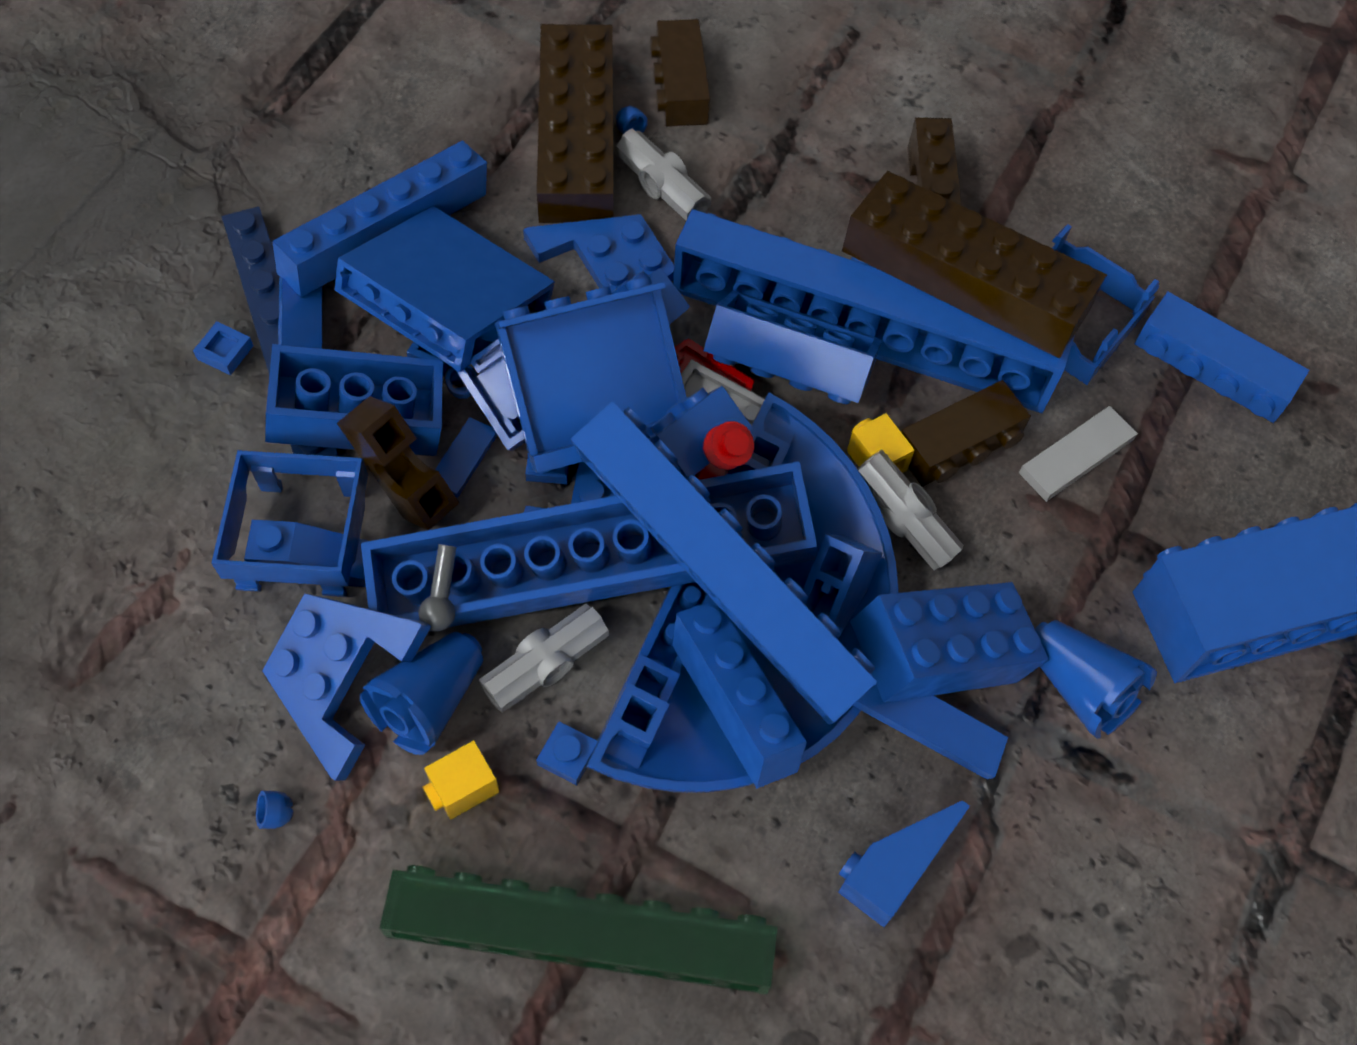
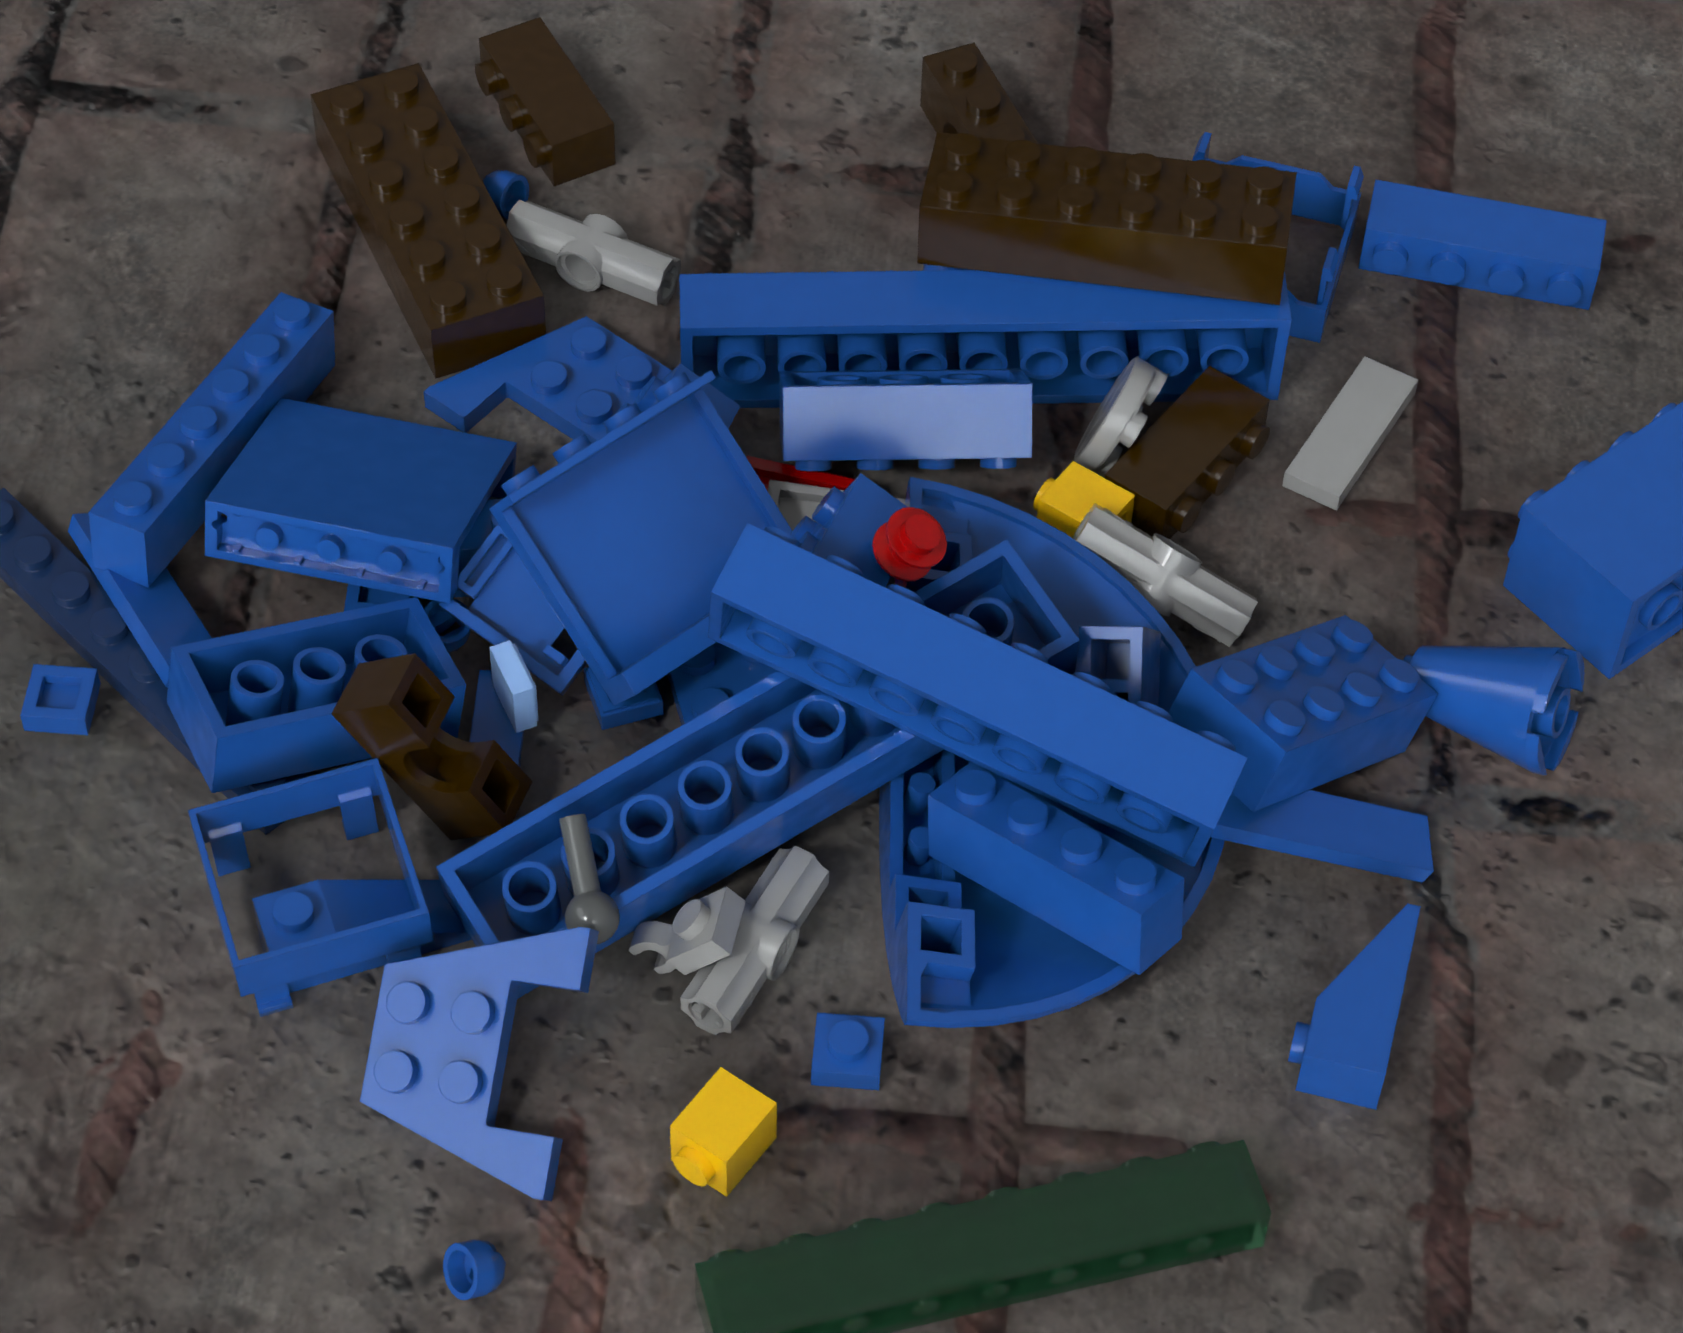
camera: 20 degrees left, 10 degrees down
(423, 694) = (611, 1044): blue cone -> none
(477, 437) = (514, 686): none -> light blue tile
(504, 643) = (699, 934): none -> light grey plate
(929, 393) = (1119, 416): none -> light grey tile

